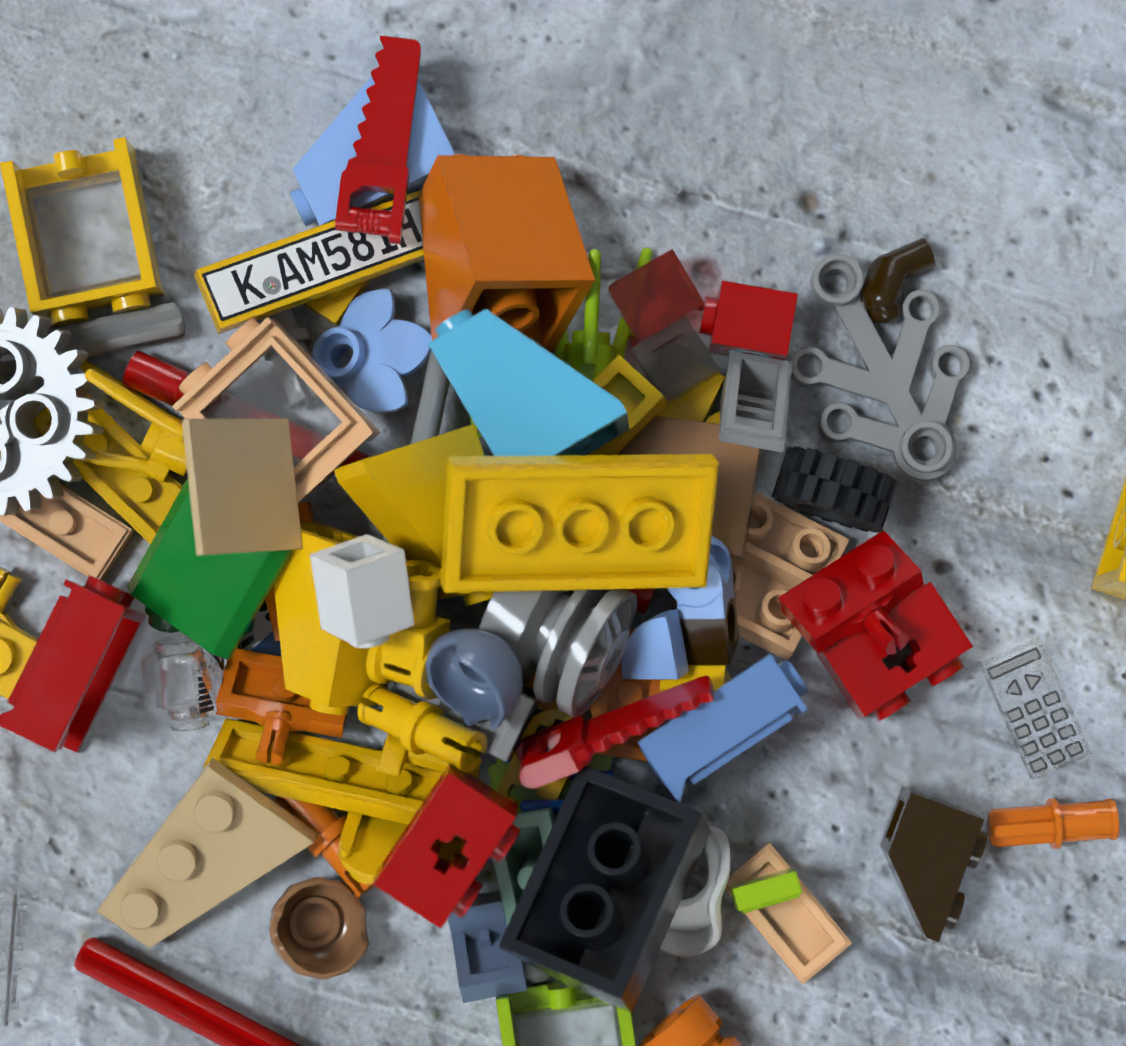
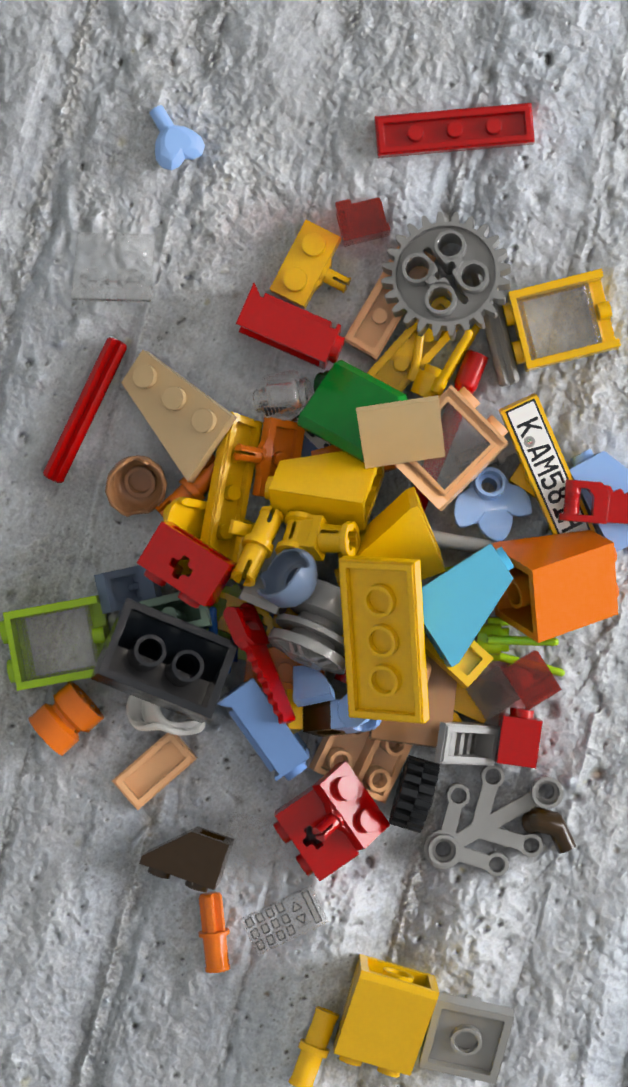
camera: 90 degrees right, 5 degrees up
(362, 590) = (338, 508): white brick -> none
(765, 890) = (167, 757): lime tile -> none

